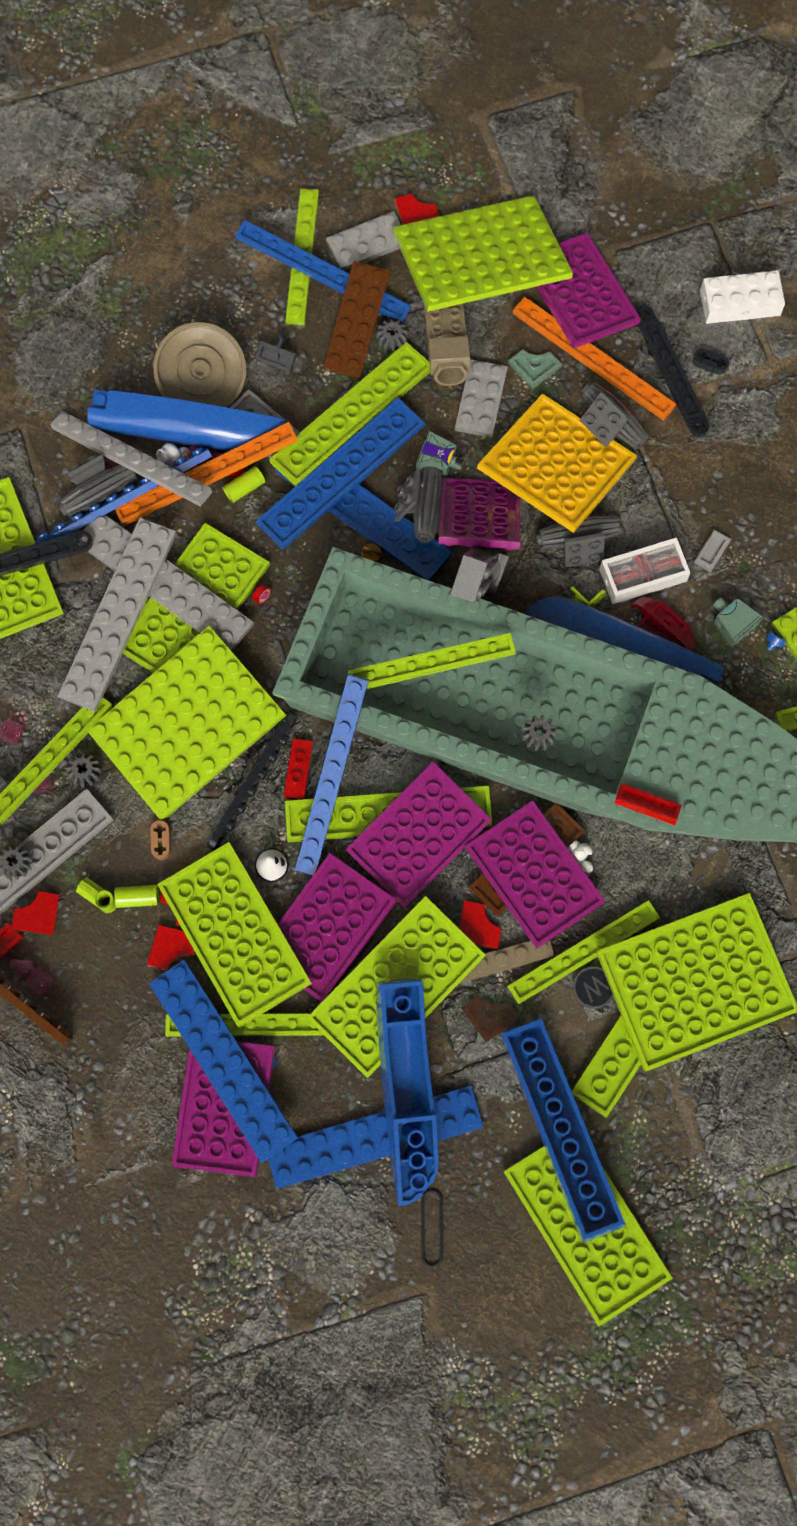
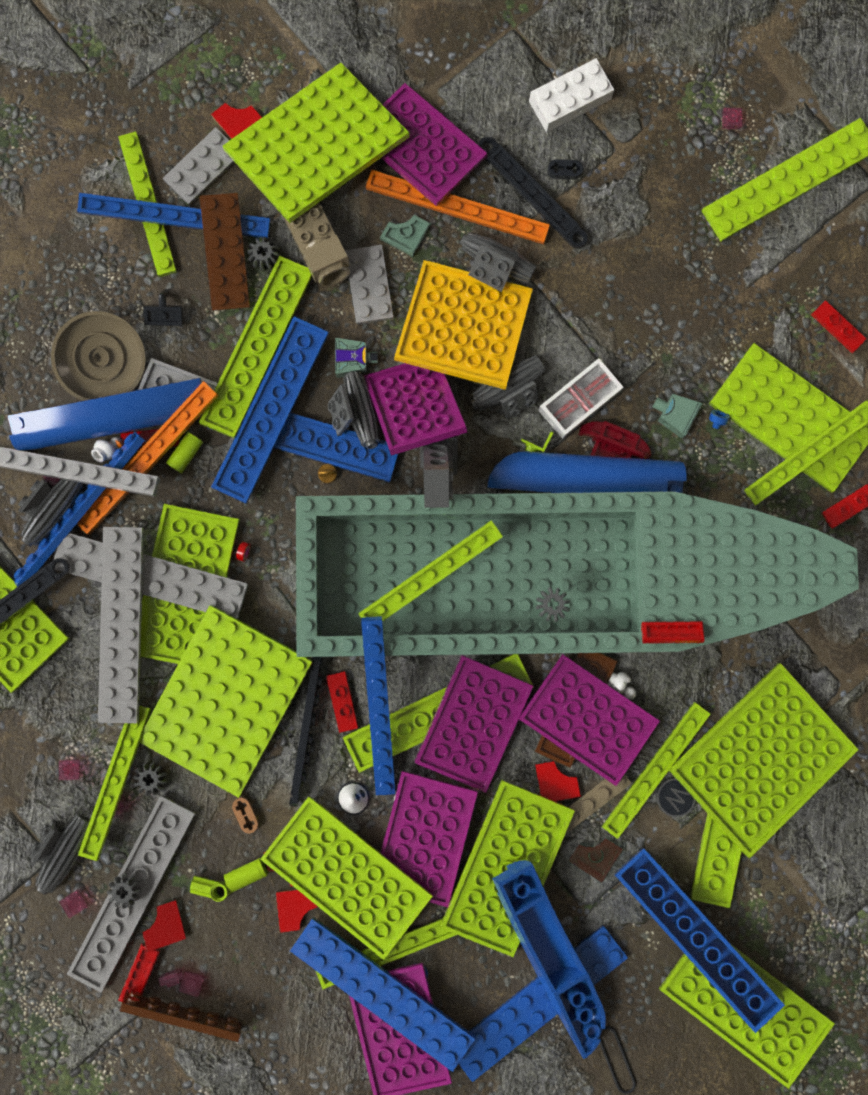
camera: 25 degrees left, 10 degrees up
(712, 550) = (632, 353): light grey tile -> none

